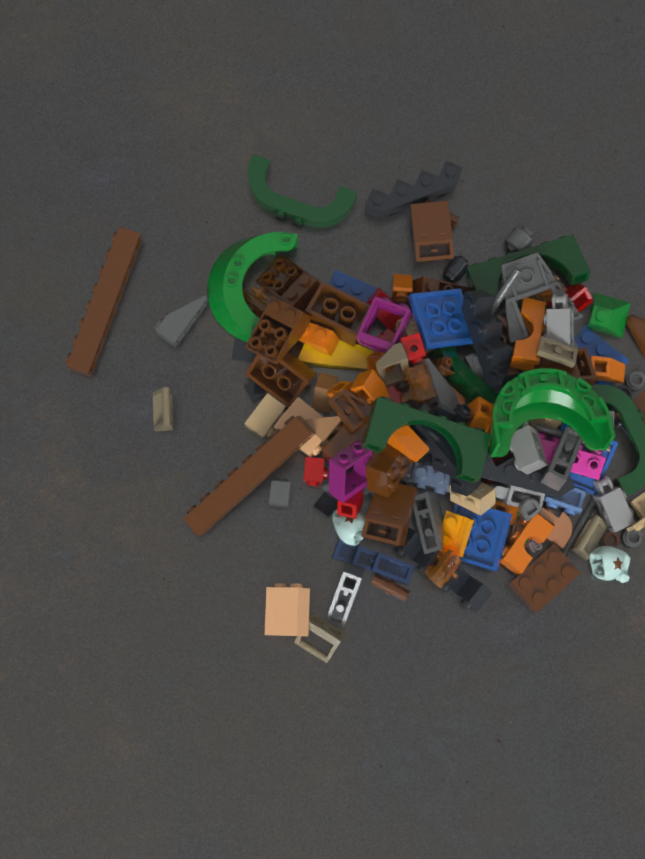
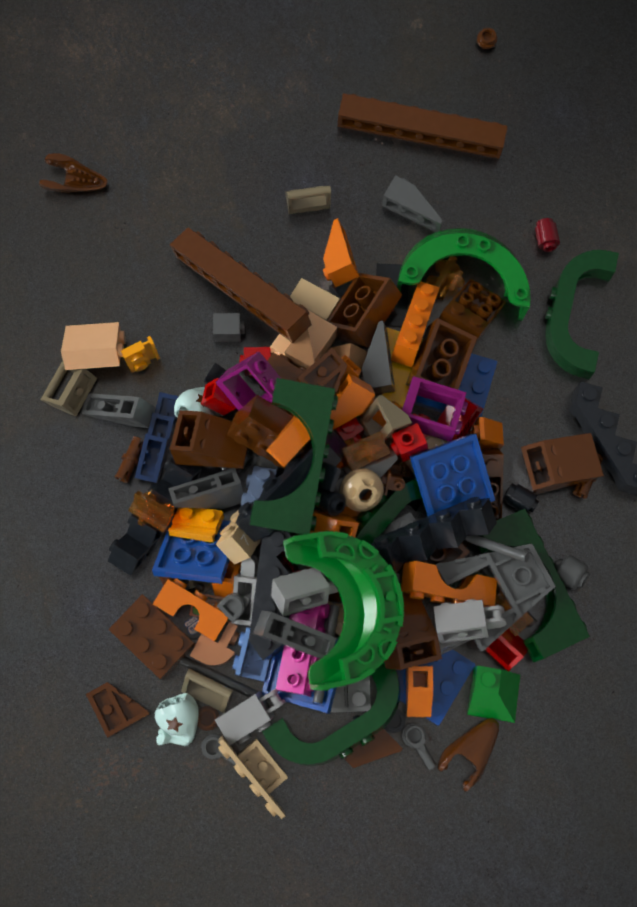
camera: 85 degrees right, 5 degrees down
(21, 231) = (487, 38): none -> reddish brown plate
(115, 619) = (77, 179): none -> reddish brown animal
(225, 210) = (547, 234): none -> dark red brick
(230, 389) = (339, 257): none -> orange slope
(277, 330) = (410, 290): reddish brown slope -> none
(302, 571) = (139, 355): none -> light orange plate
(339, 367) = (378, 364): none -> dark grey slope
(446, 390) = (358, 481): none -> tan piece
(557, 351) = (428, 615): dark tan plate -> none
(597, 613) = (115, 708): none -> reddish brown wing

